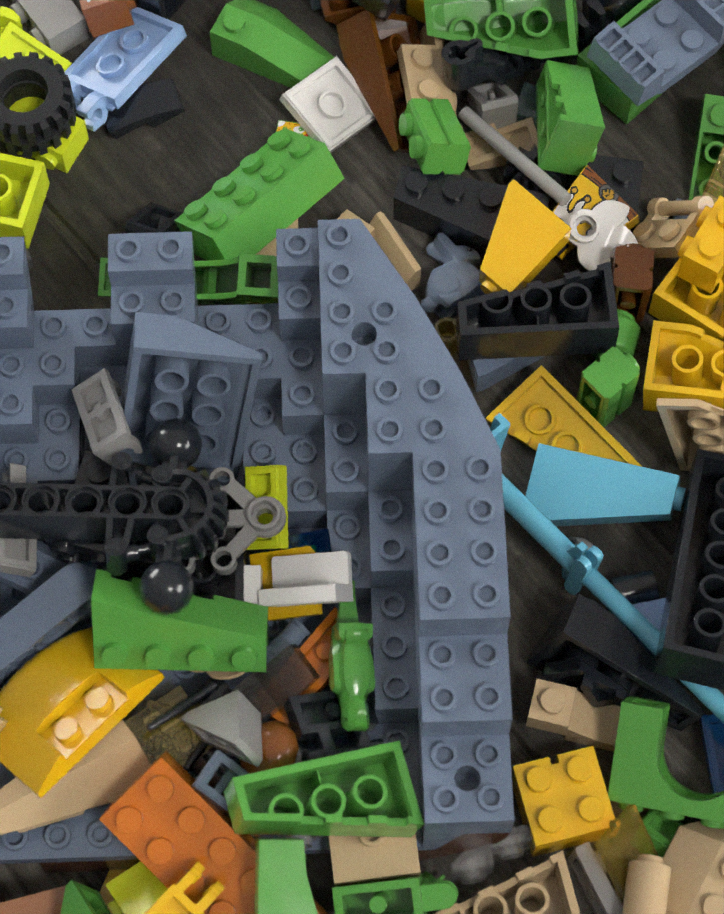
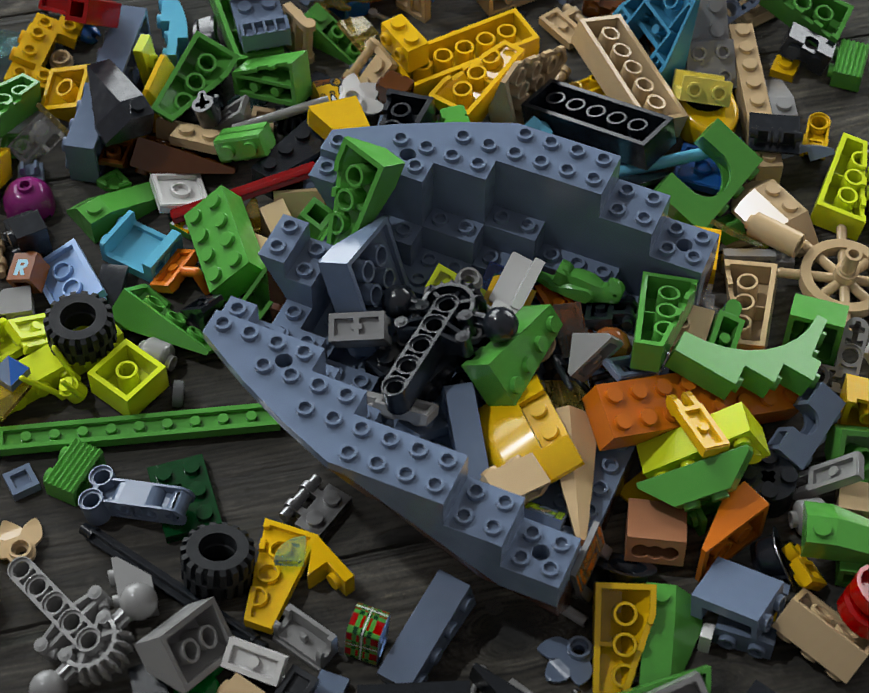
camera: 65 degrees left, 15 degrees down
(59, 211) = (161, 351): none -> light grey head
(114, 182) = (149, 314): none -> bright green wedge
(199, 166) = (176, 270): none -> orange plate
(222, 107) = (139, 247): none -> medium azure panel
(282, 304) = (362, 187): none -> bright green wedge
(316, 26) = (113, 181): none -> bright green tile
(333, 205) = (254, 215): none -> clear yellow slope
(369, 187) = (255, 188): none -> red axle
(684, 106) = (301, 30): none -> tan plate

